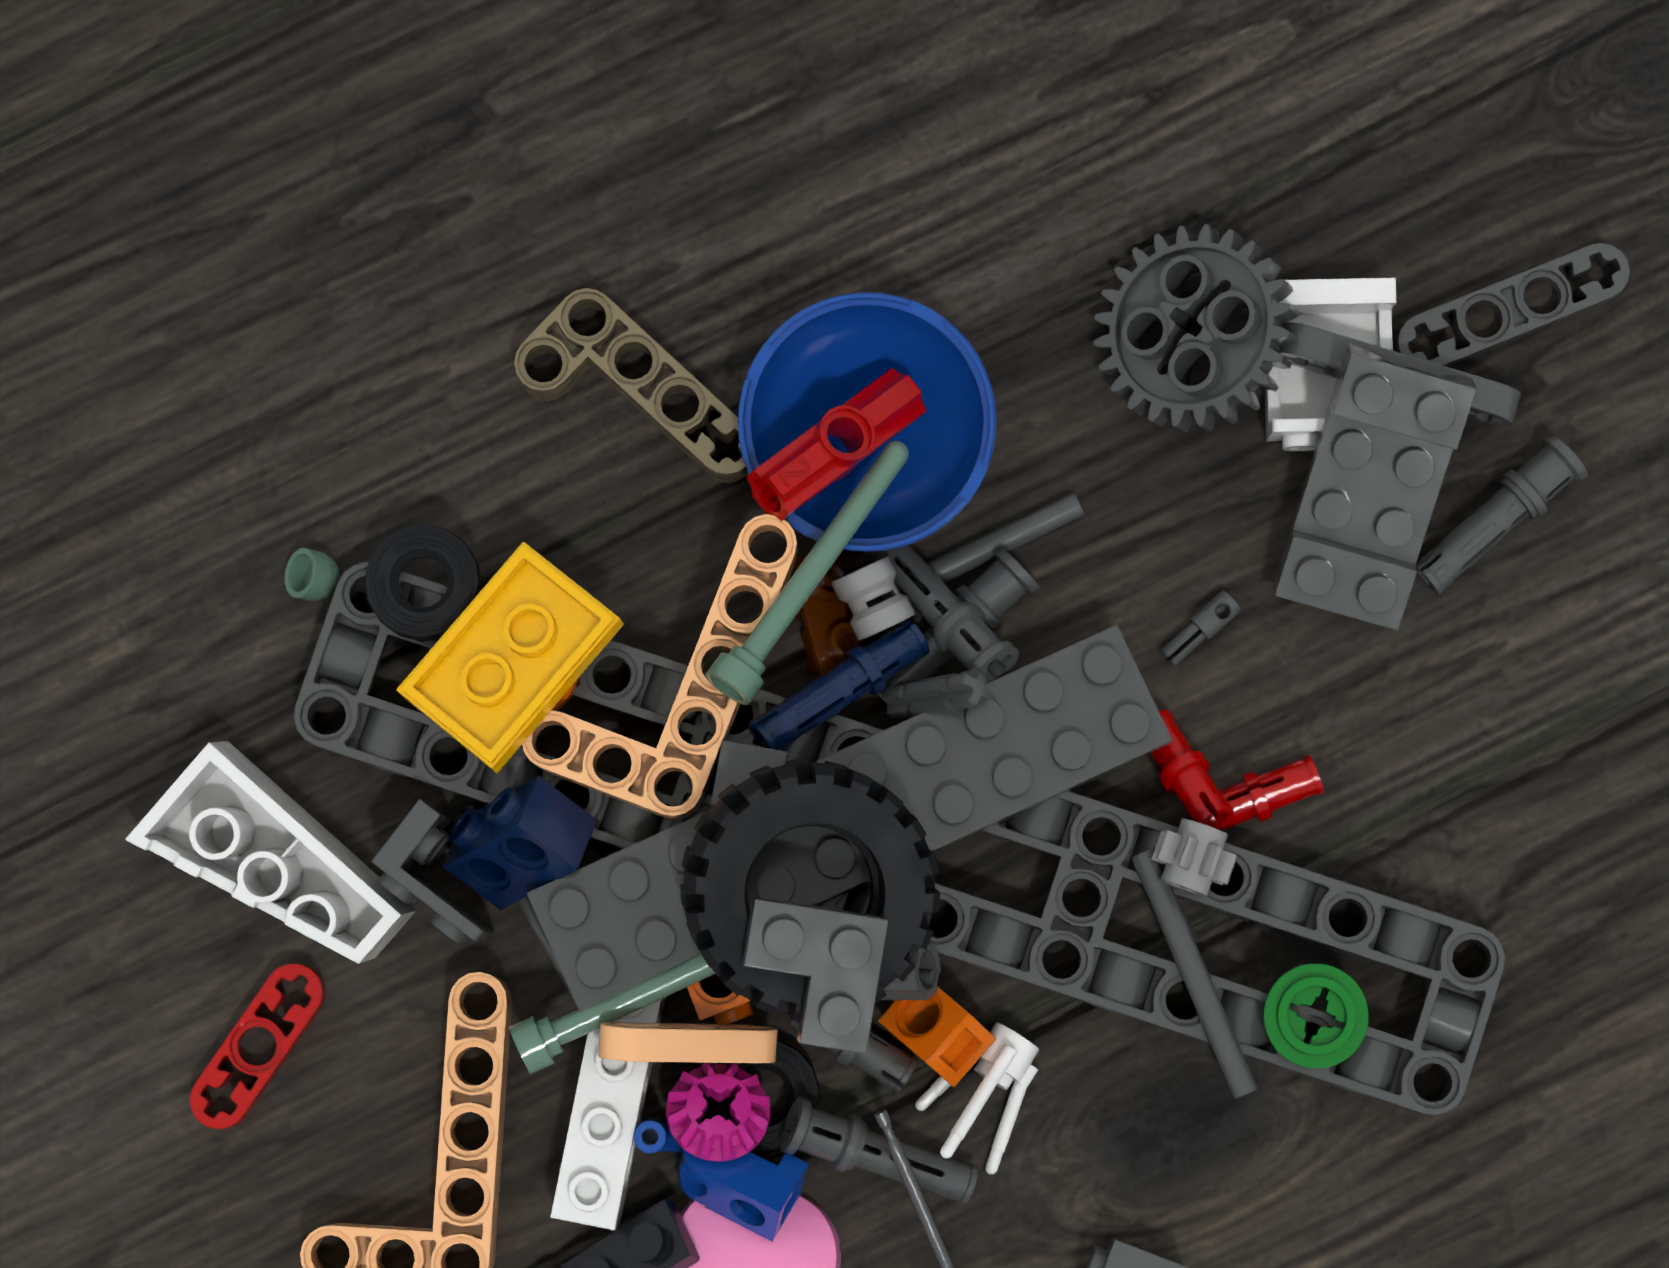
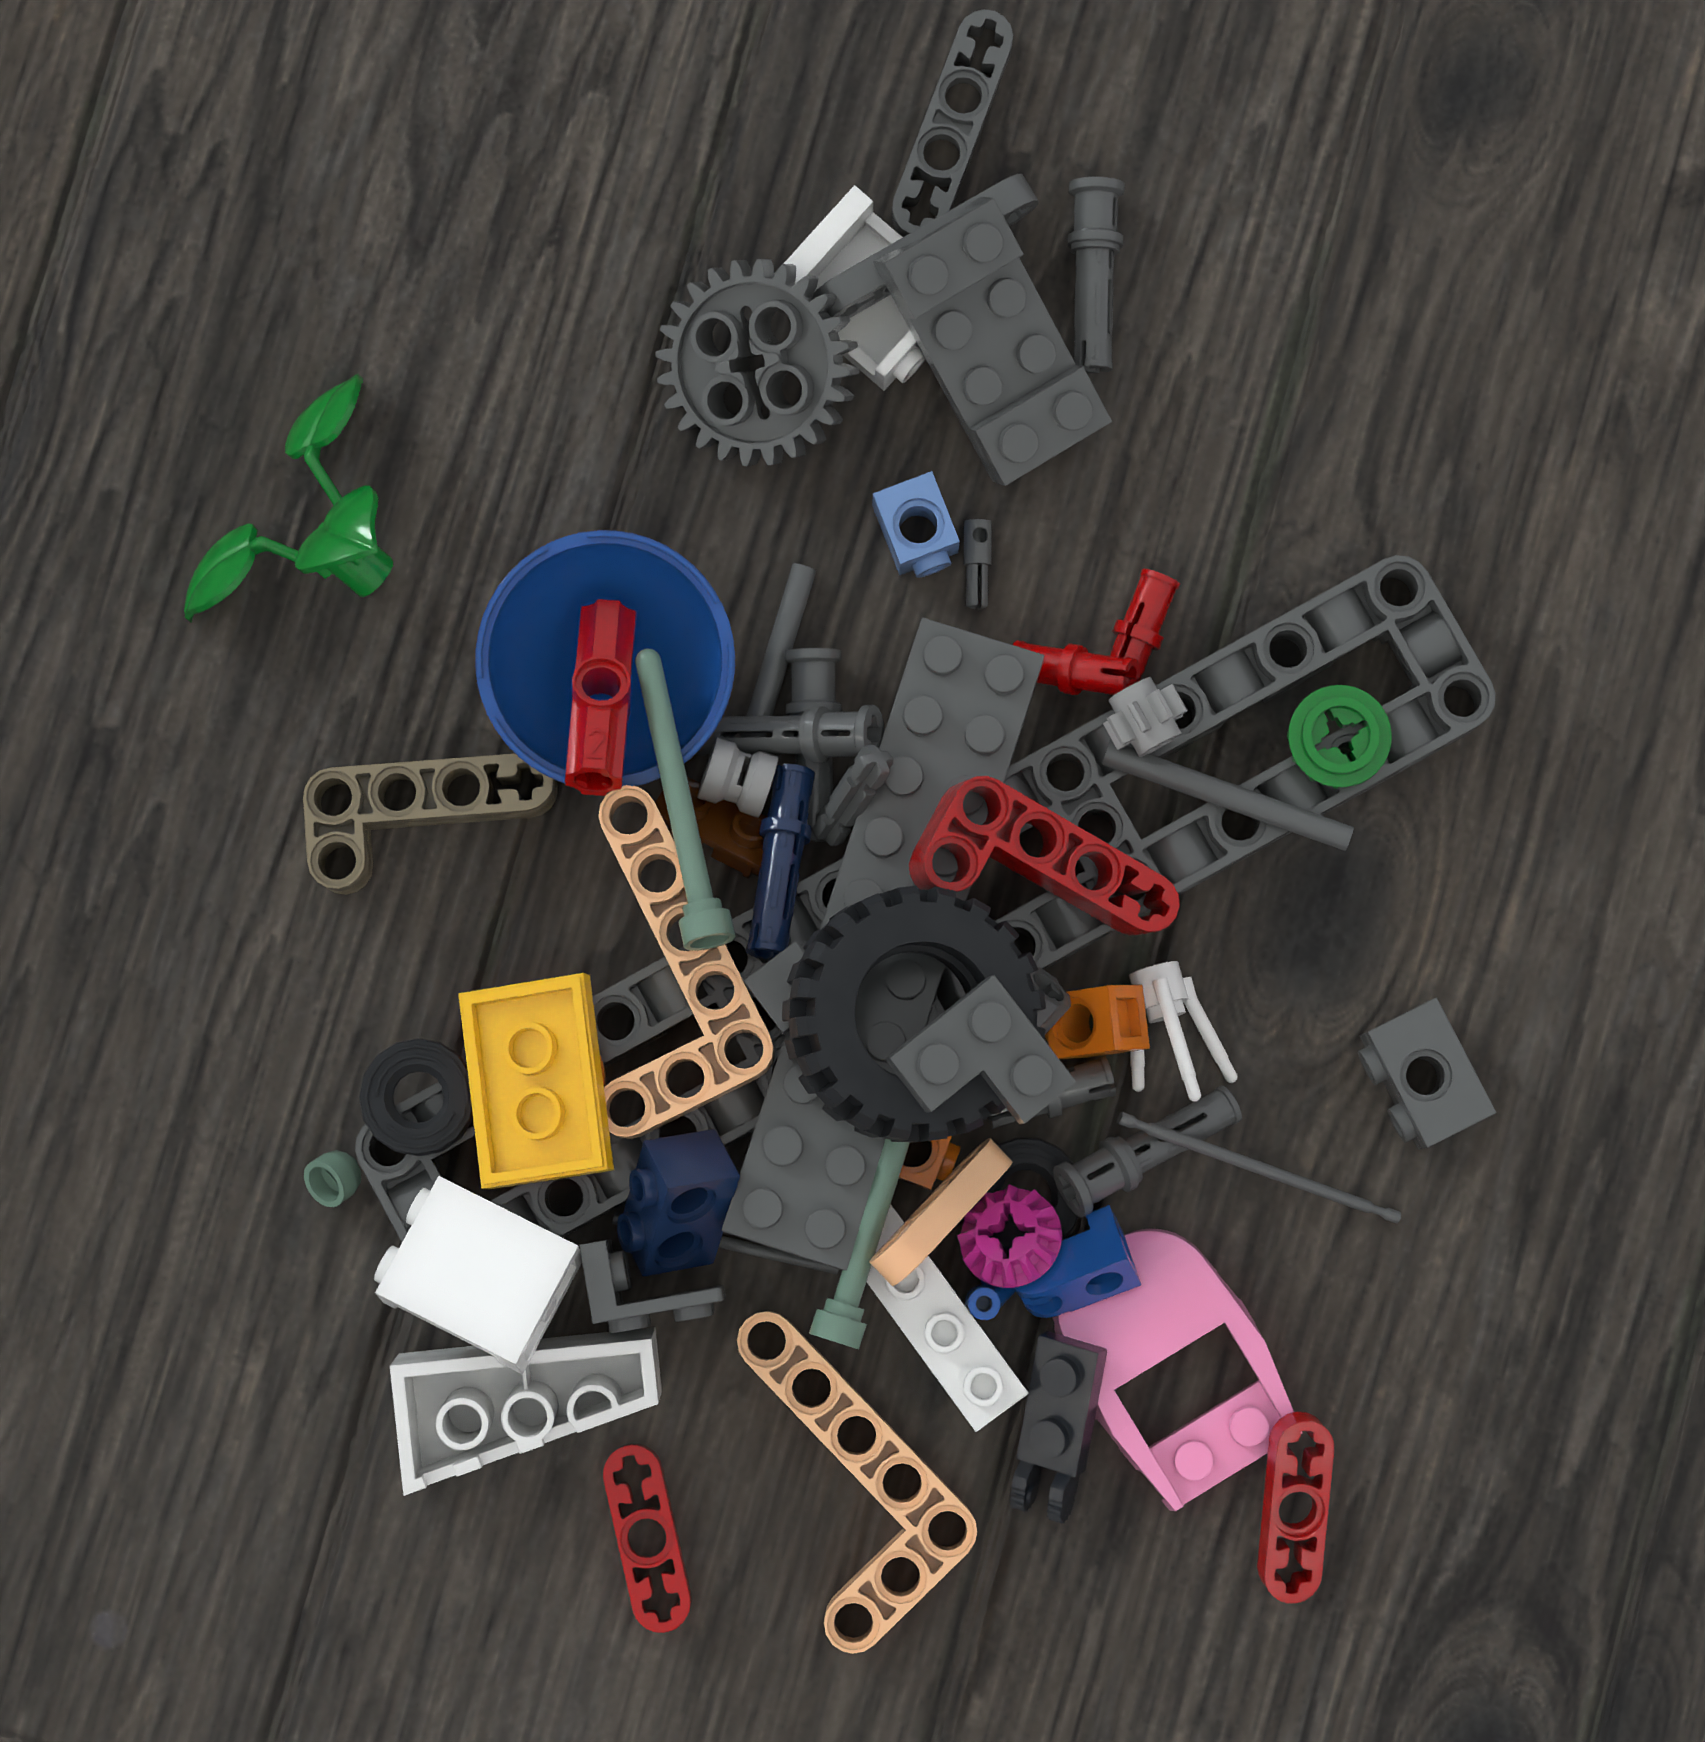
camera: 50 degrees left, 0 degrees up
(333, 744) = (478, 1272): none -> white panel
(774, 148) = (340, 545): none -> green plant
(1015, 891) = (1052, 868): none -> red beam
(1200, 534) = (916, 498): none -> medium blue brick

